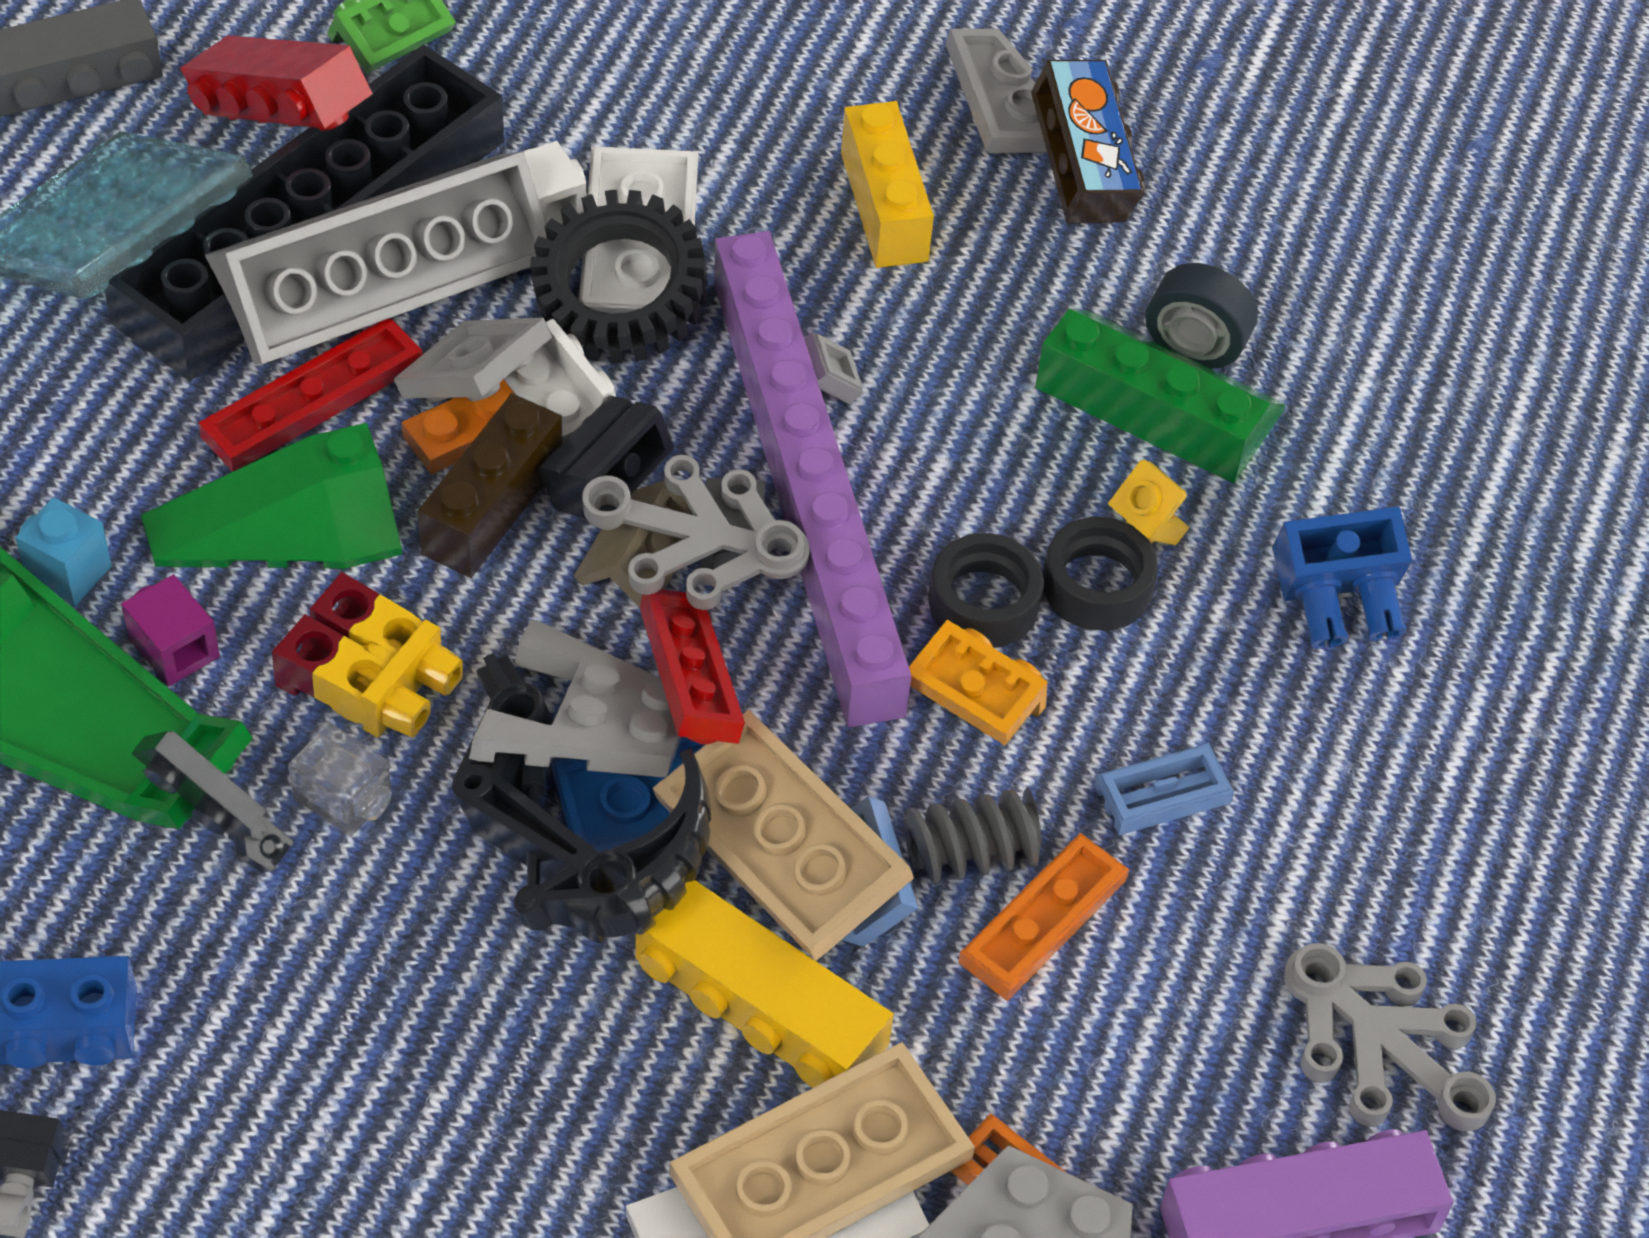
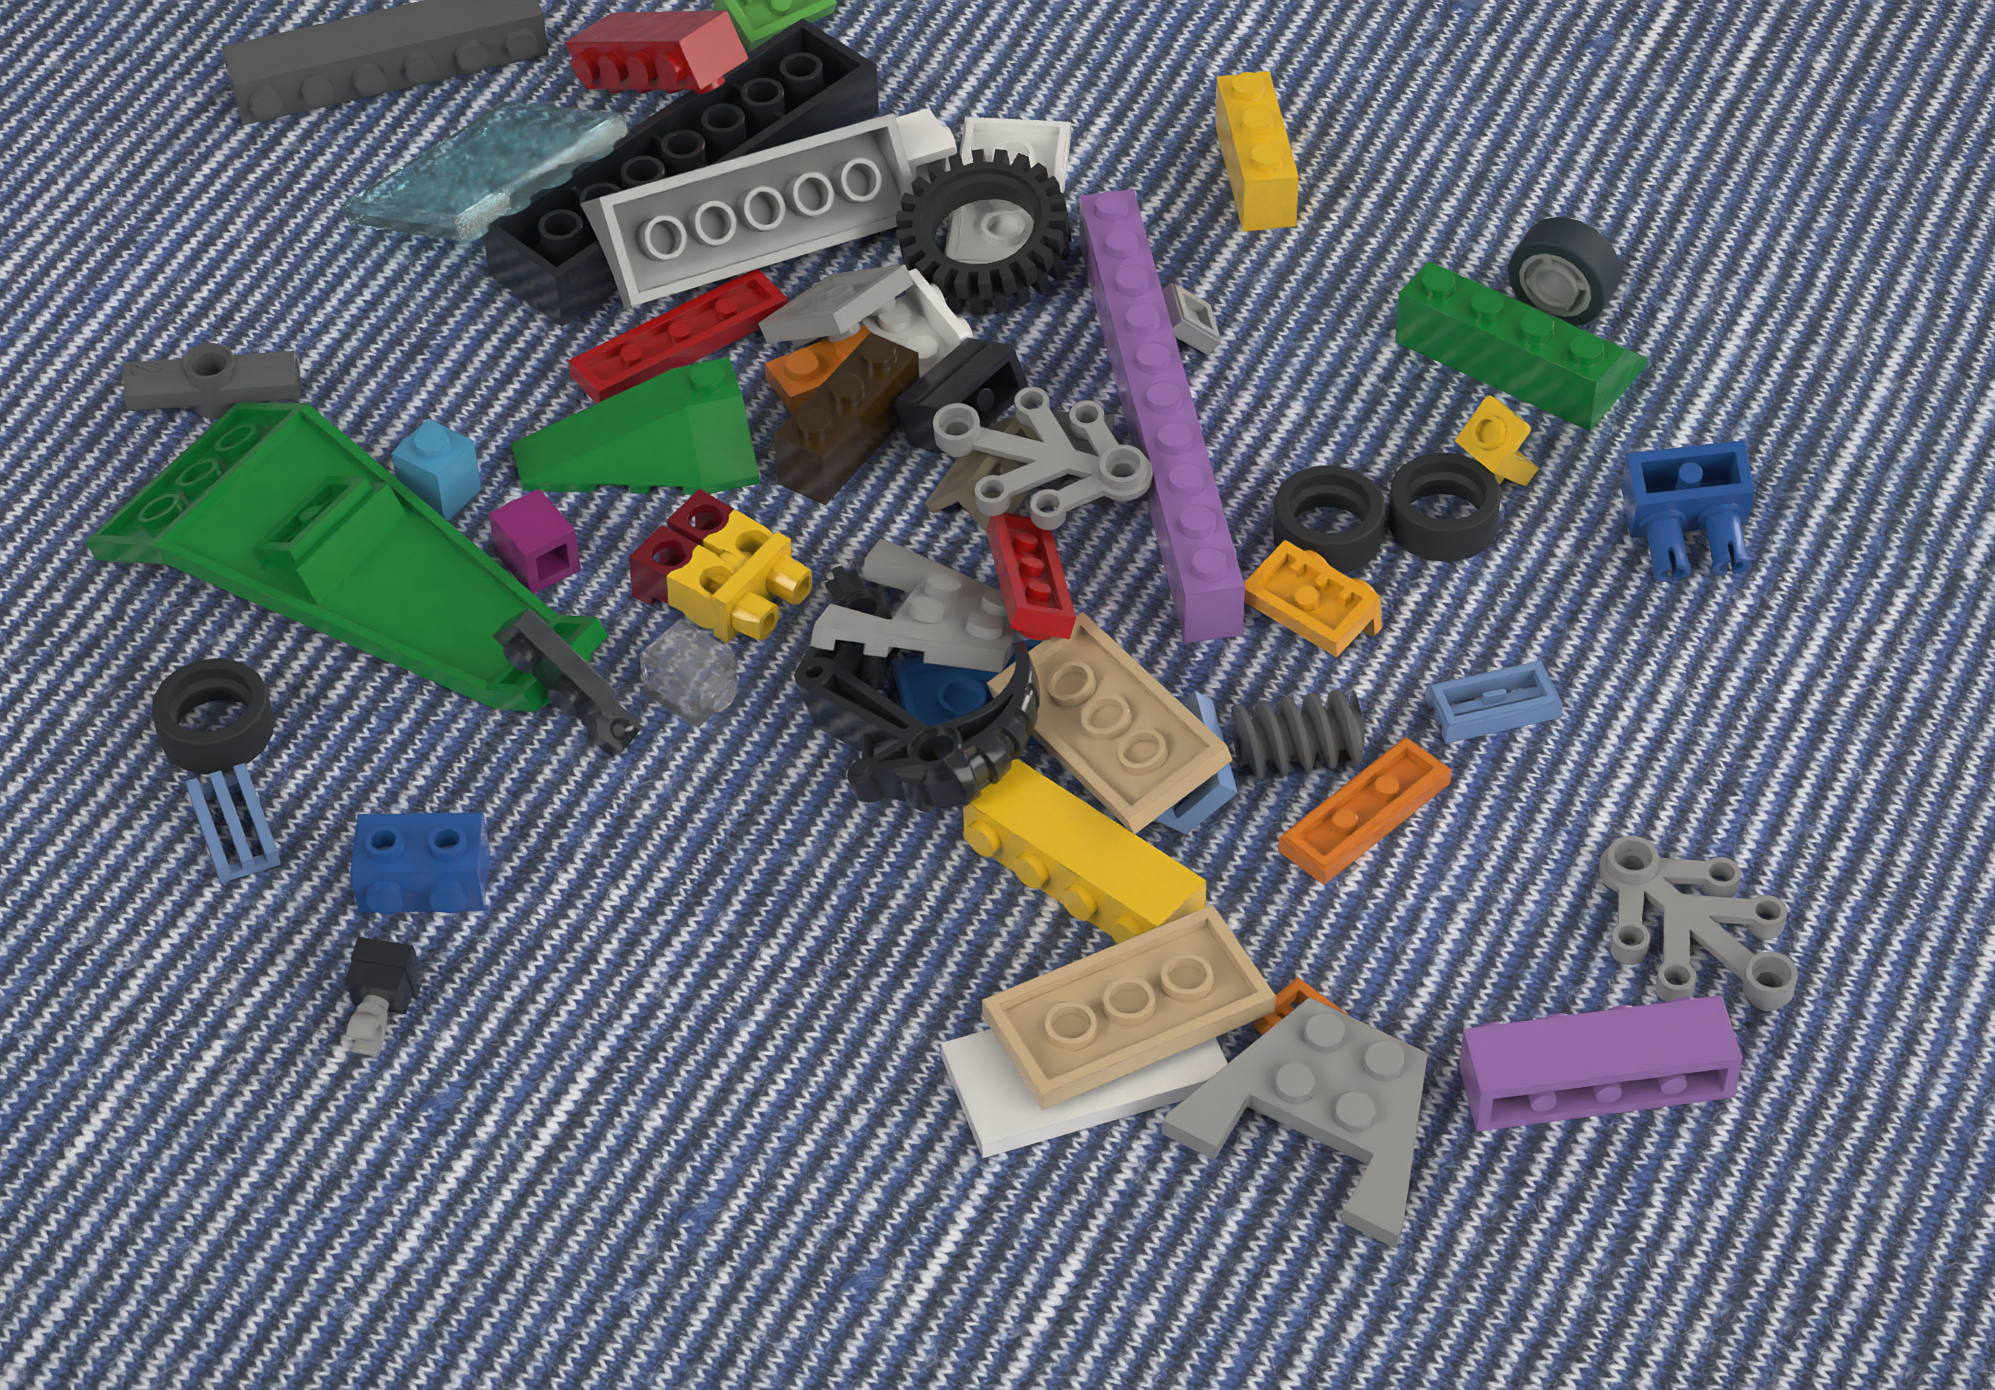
camera: 10 degrees right, 5 degrees down
(997, 90) = (1384, 74): light grey wing -> none
(1087, 141) = (1462, 111): brick -> none

